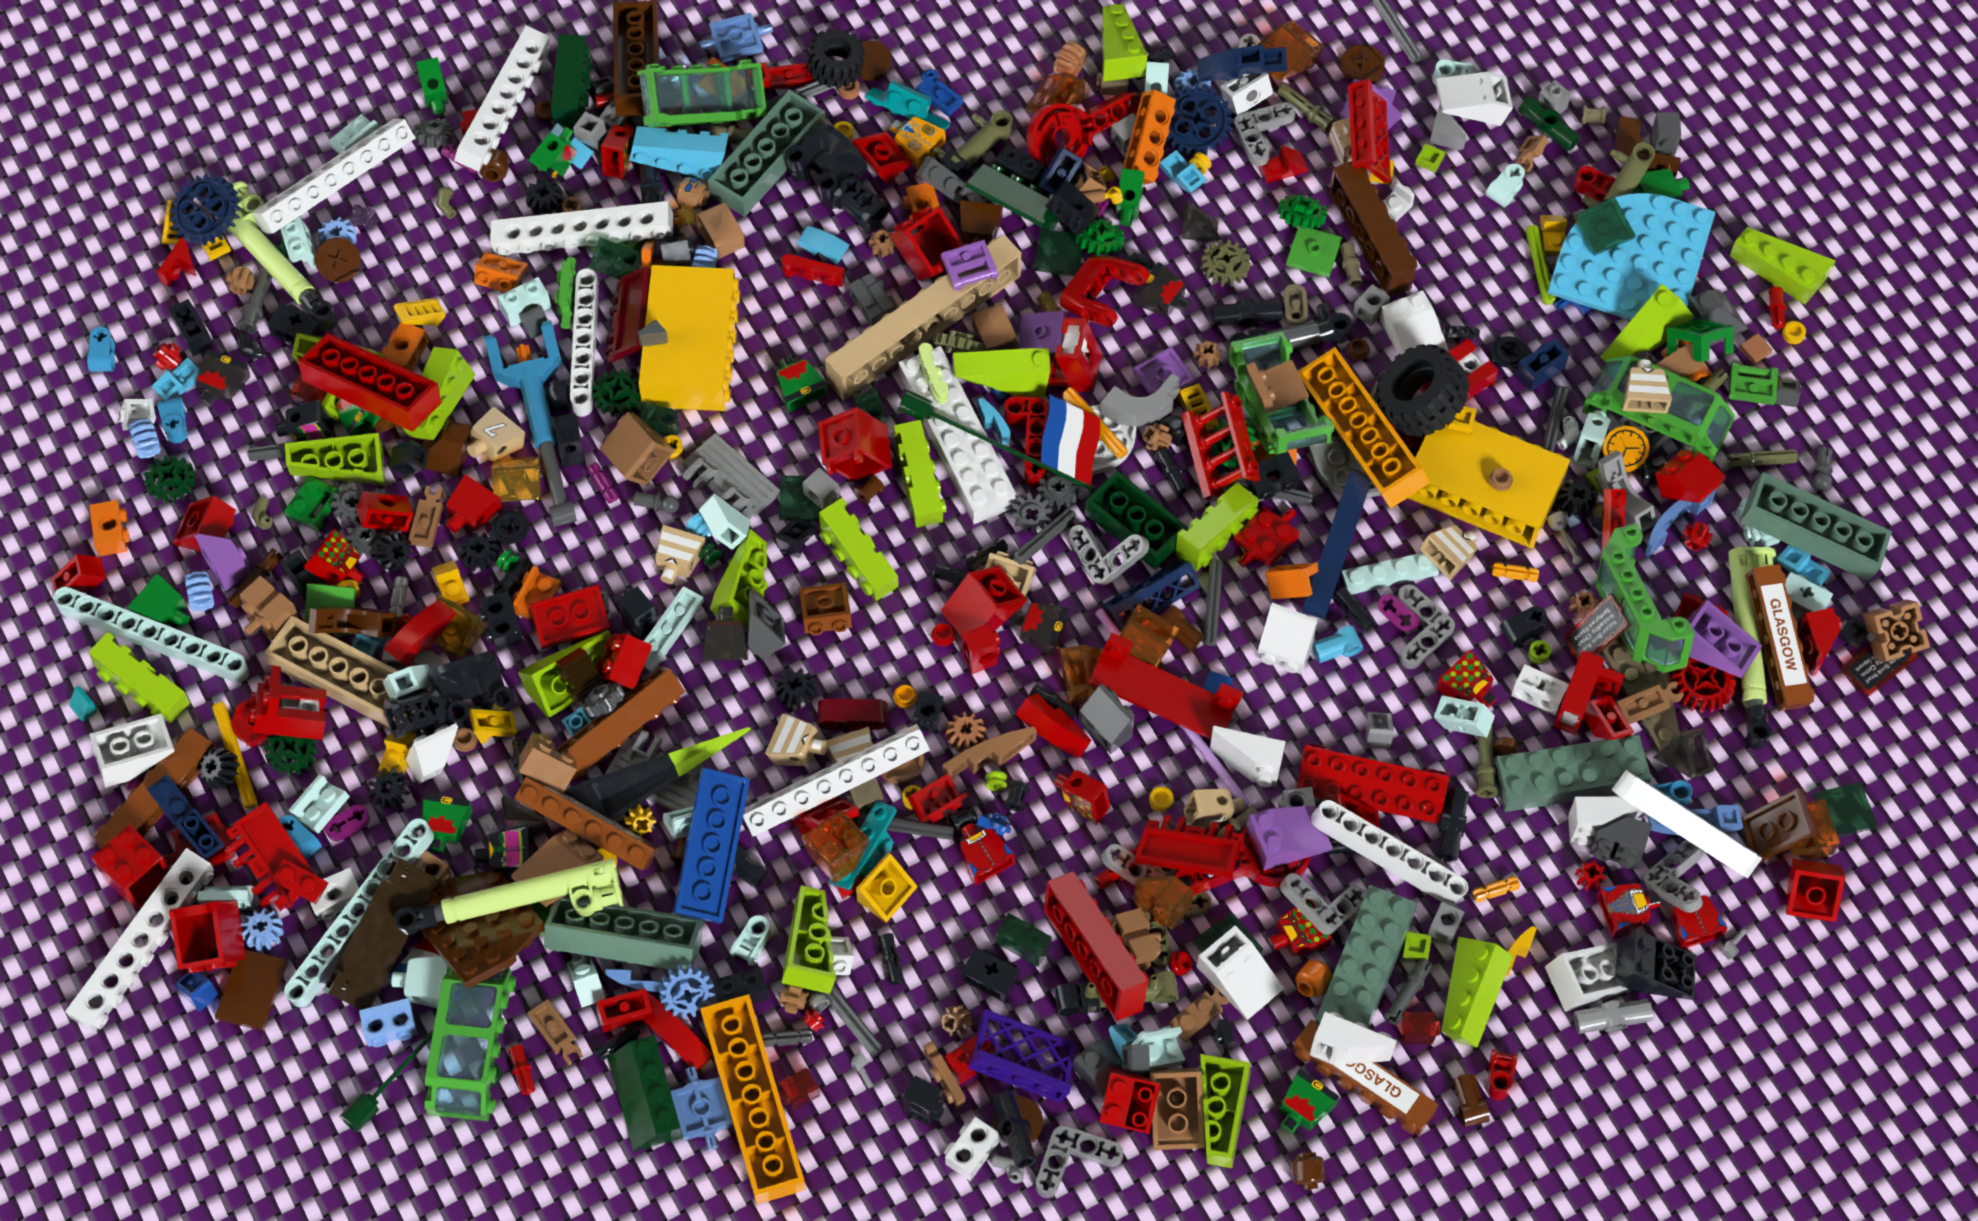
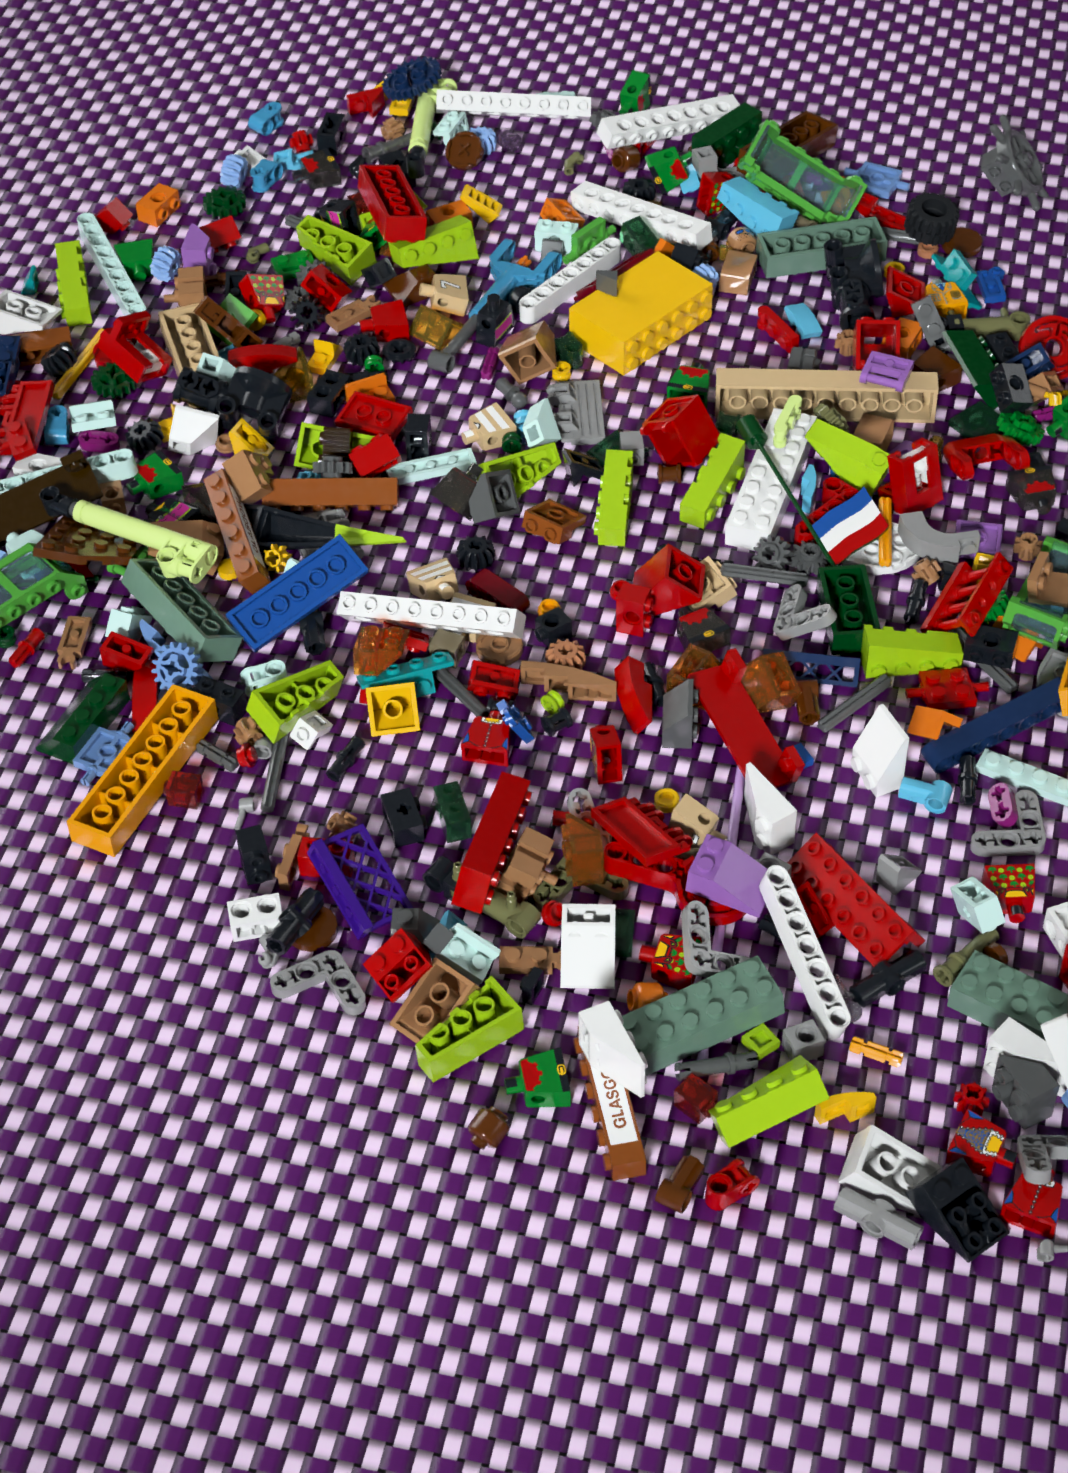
camera: 45 degrees right, 15 degrees down
(612, 386) = (556, 317): dark green gear -> none

